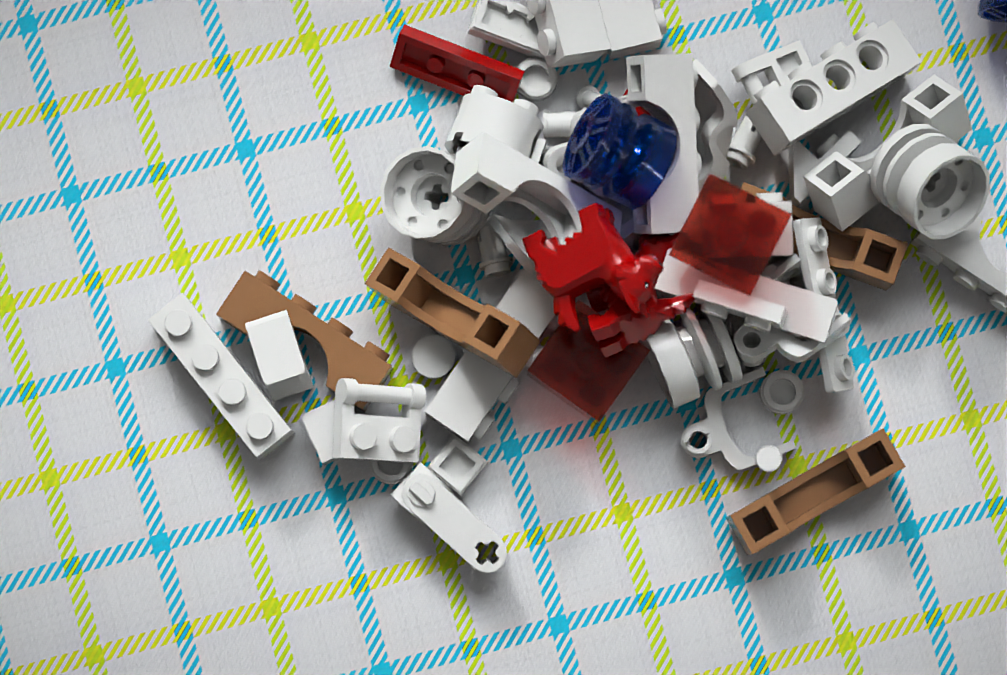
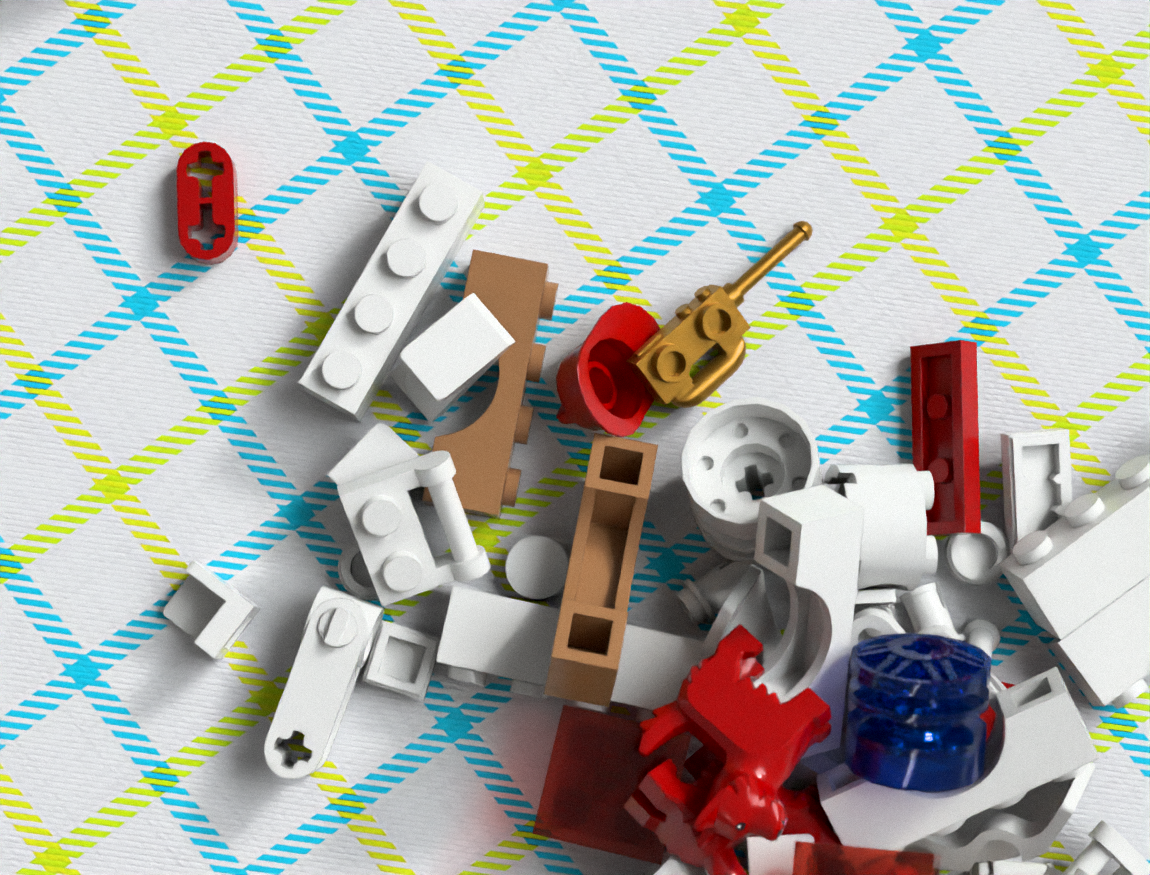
camera: 70 degrees right, 0 degrees up
(117, 464) = (192, 203): none -> red beam
(323, 187) = (703, 324): none -> pearl gold piece
(331, 258) = (595, 380): none -> red piece
(376, 574) = (210, 610): none -> white panel

